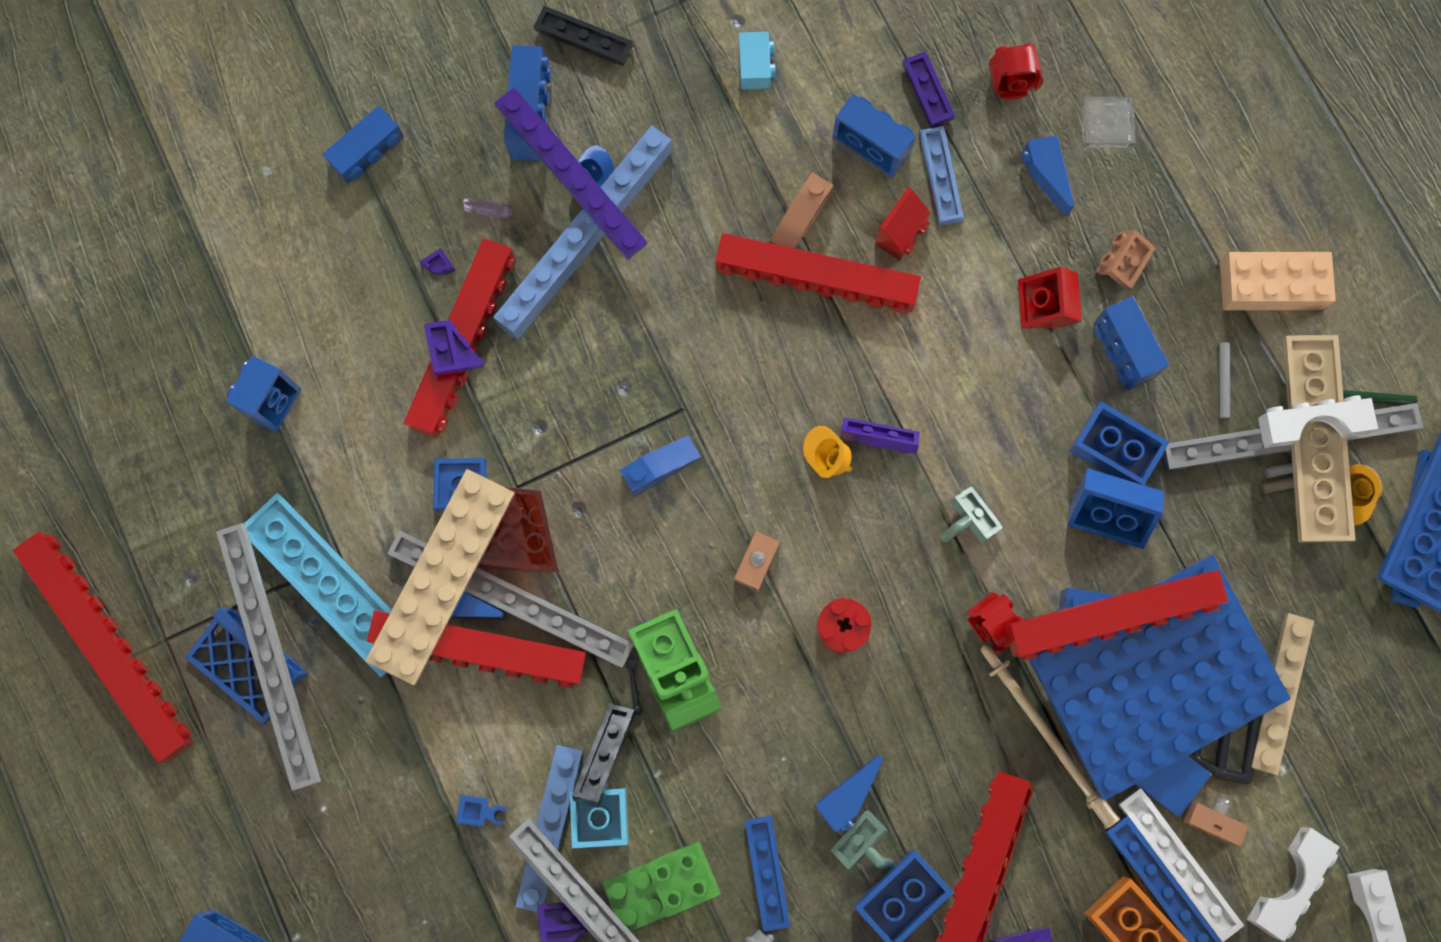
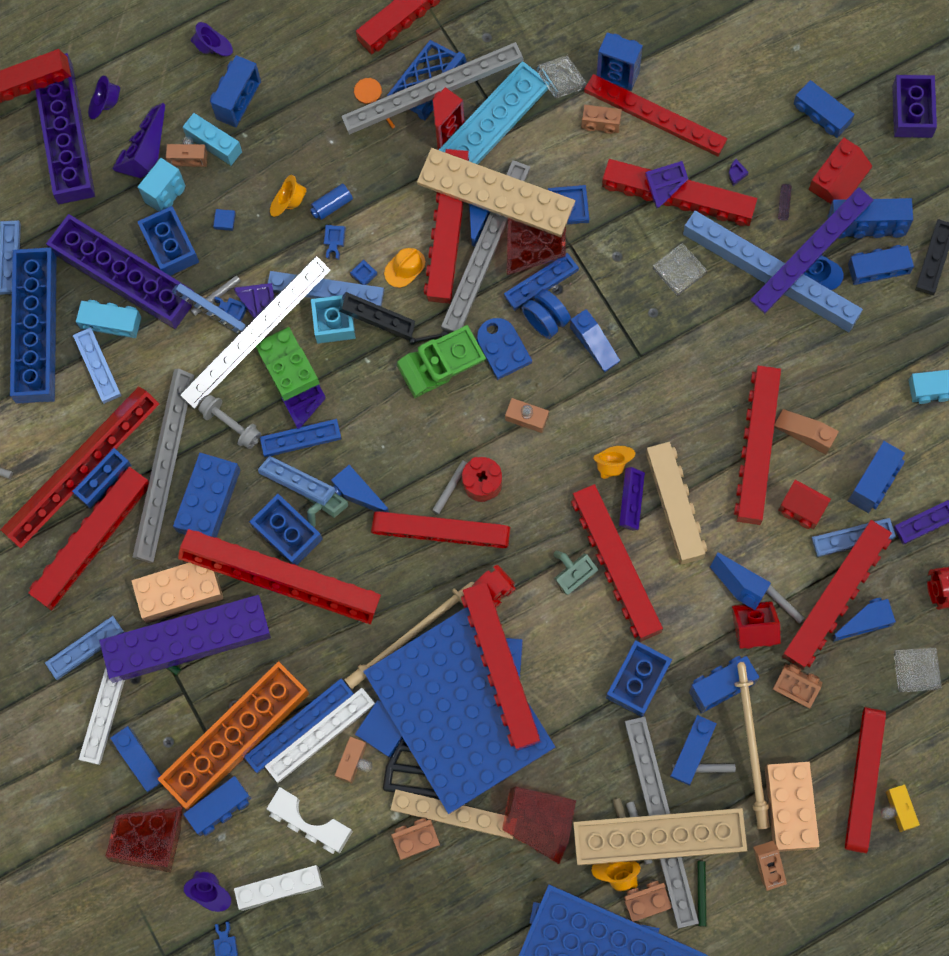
camera: 90 degrees right, 5 degrees down
(253, 750) = (369, 91): none -> orange piece
(269, 478) = (561, 76): none -> clear plate
(315, 637) = (447, 114): none -> red slope
(338, 430) = (601, 119): none -> nougat bracket
(341, 360) = (655, 115): none -> red plate
(375, 33) = (914, 106): none -> dark purple brick
(404, 876) = (288, 197): none -> light orange piece
(420, 813) = (330, 202): none -> blue brick
(457, 135) = (841, 172): none -> red slope
(527, 714) = (404, 267): none -> light orange piece
(530, 772) = (363, 273): none -> blue tile
(569, 347) = (679, 269): none -> clear plate
(570, 530) = (543, 279): none -> blue plate
(587, 101) = (880, 264): none -> blue brick
(620, 523) = (546, 313): none -> blue wheel
(658, 586) = (502, 349): none -> blue plate
(725, 866) = (304, 404): none -> dark purple wing
(830, 881) = (296, 480): none -> medium blue tile
(848, 670) = (449, 488): none -> light grey bar
(888, 381) = (675, 503): none -> tan brick
(908, 687) = (440, 529): none -> red beam
(964, 461) = (616, 563): none -> red brick
(998, 310) = (741, 582): none -> blue slope
(1016, 269) = (785, 604): none -> light grey bar
(1018, 200) = (836, 595): none -> red brick
(1115, 508) = (587, 674): blue brick -> none
(1207, 388) = (693, 750): none -> blue slope
(1243, 194) = (865, 780): none -> red beam
(1276, 316) = (760, 806): none -> tan bar
(1278, 159) = (900, 809): none -> yellow piece
(1294, 582) = (539, 821): none -> clear red wedge
(1313, 745) = (415, 838): none -> nougat bracket
(1348, 418) = (664, 801): white arch -> none
(1350, 312) = (770, 865): none -> nougat piece
(1388, 461) = (647, 902): none -> nougat bracket

